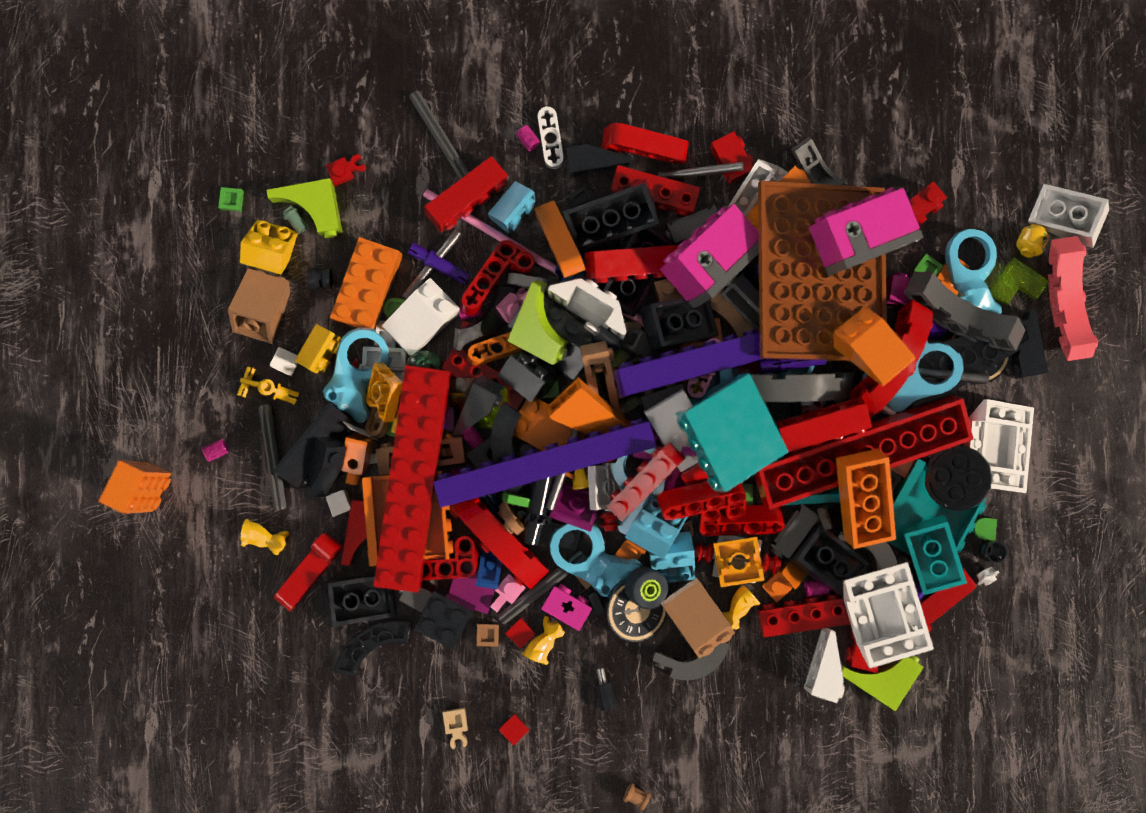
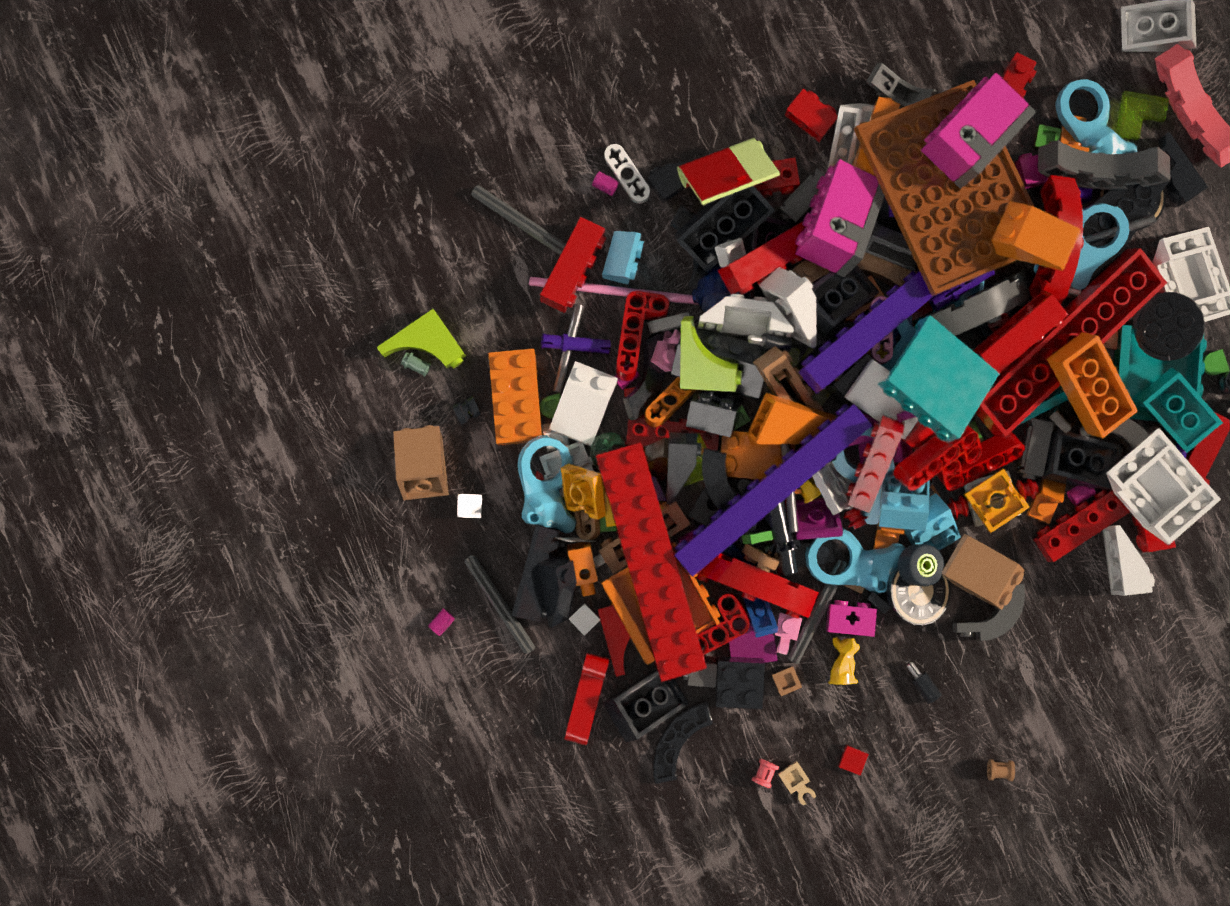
camera: 25 degrees left, 0 degrees up
(135, 487) = (387, 690): orange brick -> none
(231, 199) = (343, 372): bright green tile -> none
(257, 535) = (521, 686): yellow animal -> none
(266, 388) = (463, 539): yellow pin -> none
(268, 246) = (401, 402): yellow slope -> none
(318, 350) = (497, 479): yellow slope -> none
(341, 170) = (438, 296): red plate -> none
(432, 706) = (765, 773): none -> coral bush
(476, 437) = (682, 492): dark pink piece -> none
(520, 633) = (817, 665): red tile -> none
(559, 239) = (685, 267): orange beam -> none
(605, 241) = (730, 251): none -> white slope
(633, 171) = (727, 170): none -> door
(637, 309) = (795, 301): none -> white slope
(643, 142) = (711, 139): red beam -> none
(699, 171) = (797, 136): flat silver bar -> none
(740, 605) = (1016, 541): yellow animal -> none
(890, 682) = (1192, 550): lime arch -> none
(1032, 240) = (1135, 66): yellow head -> none

